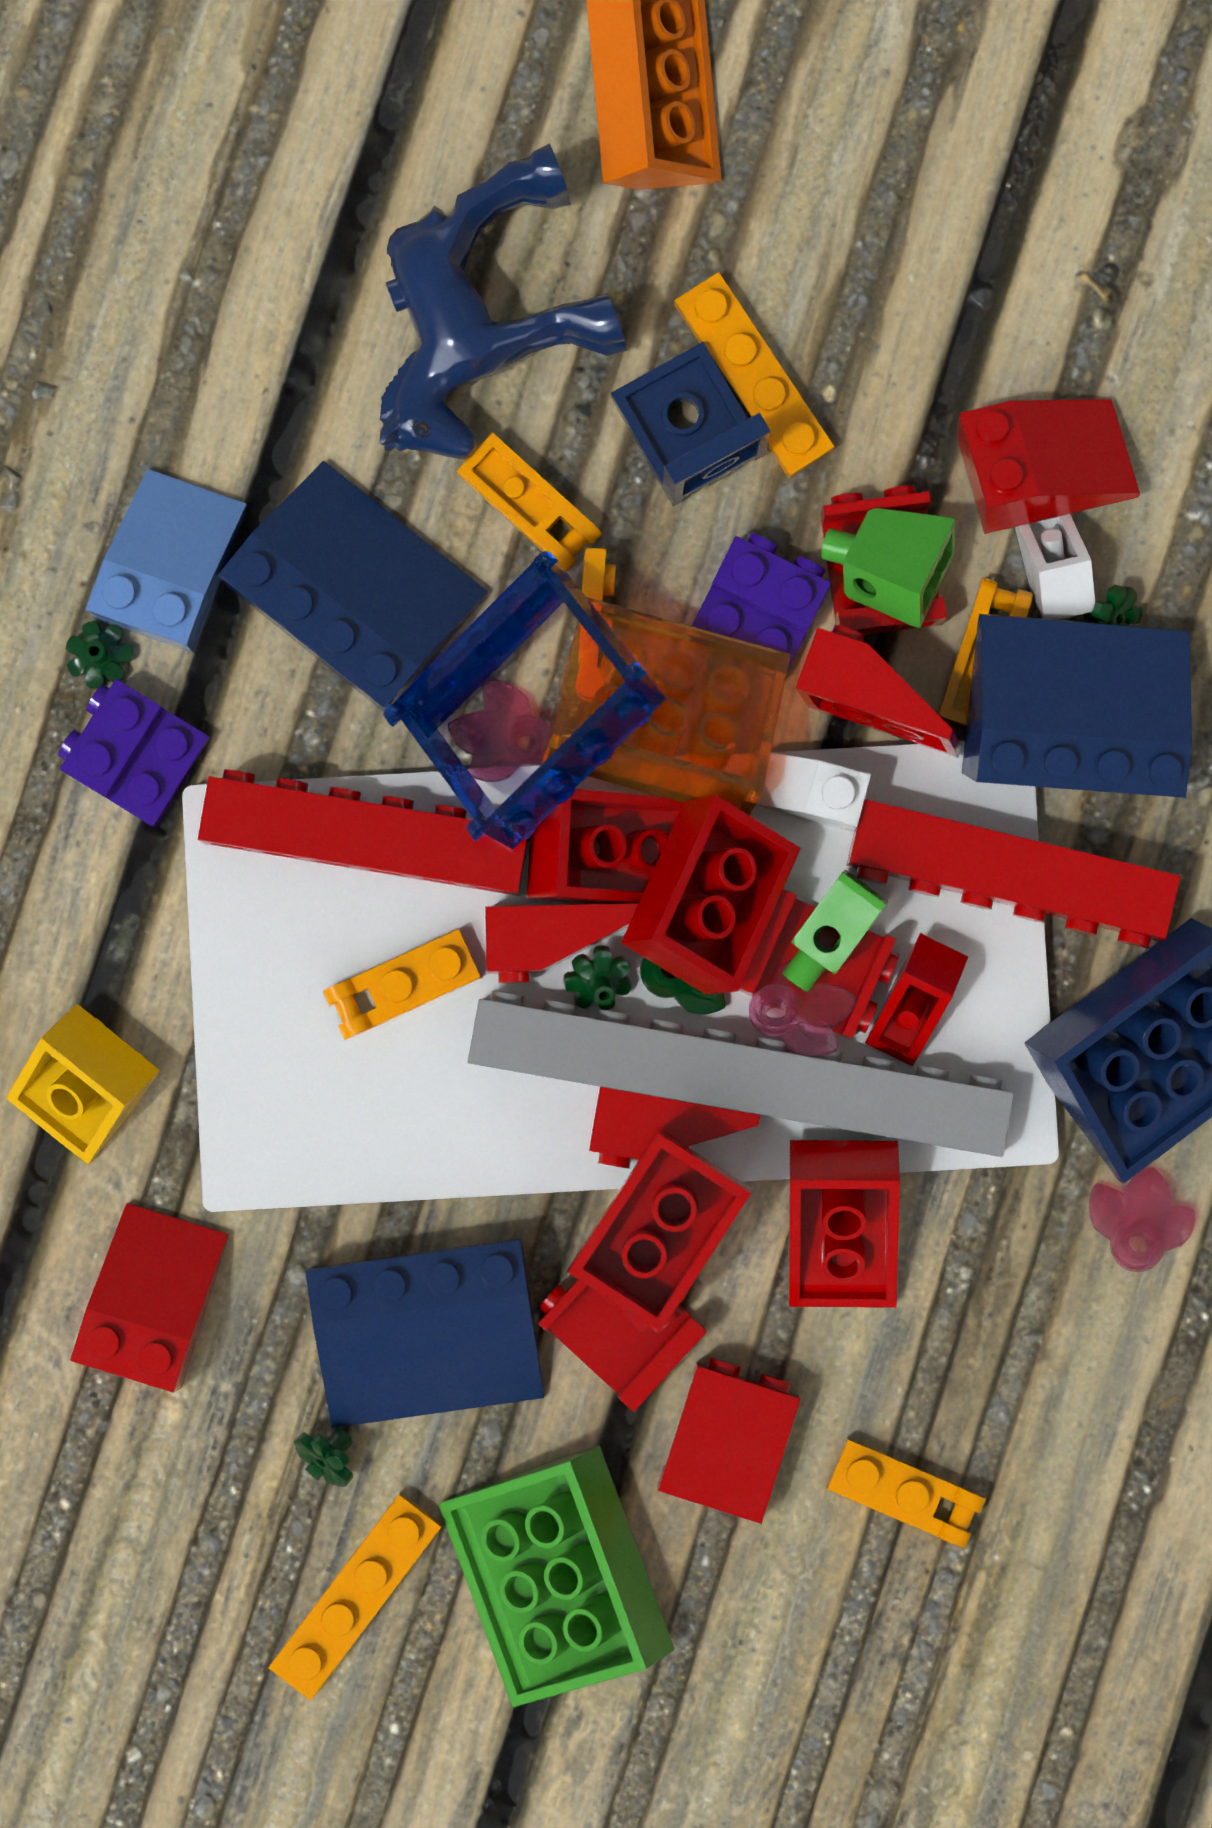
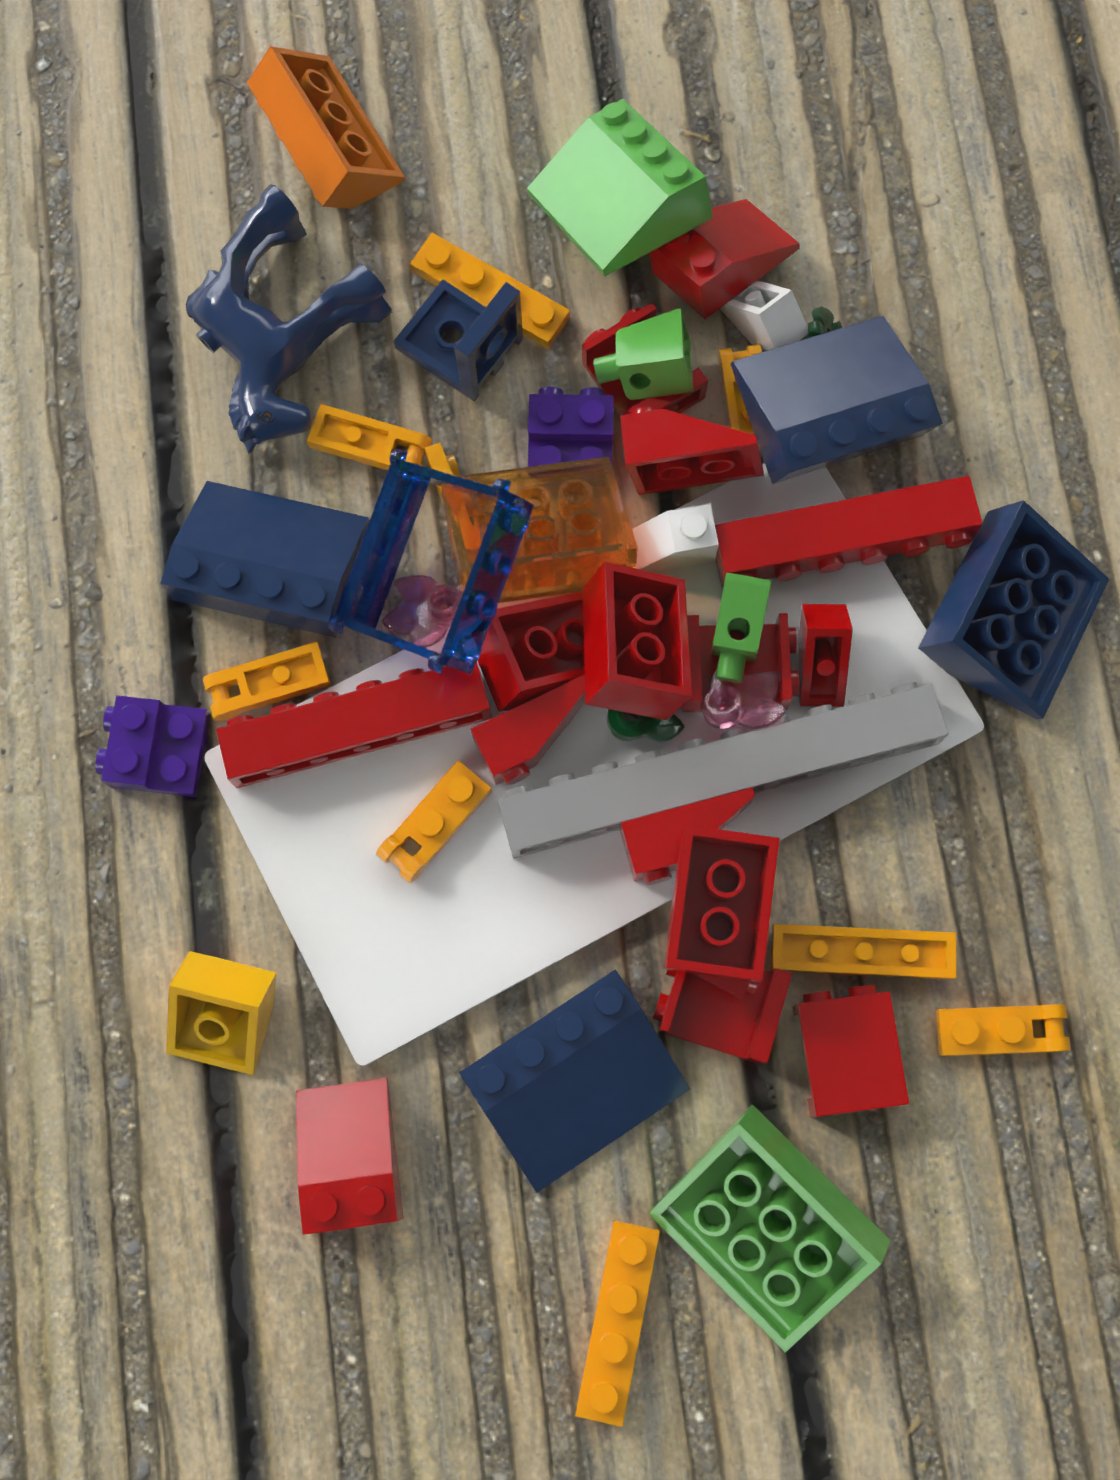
camera: 25 degrees left, 10 degrees down
(106, 662) = (97, 688): dark green plant -> none
(166, 560) = (118, 602): medium blue slope -> none
(290, 735) = (267, 681): none -> light orange plate
(326, 1456) = (543, 1217): dark green plant -> none
(598, 978) = (580, 747): dark green plant -> none
(798, 1342) = (864, 951): none -> light orange plate
(843, 1223) = (853, 843): red slope -> none
(955, 334) = (621, 189): none -> slope
(1140, 1211) = (1066, 736): clear pink plate -> none

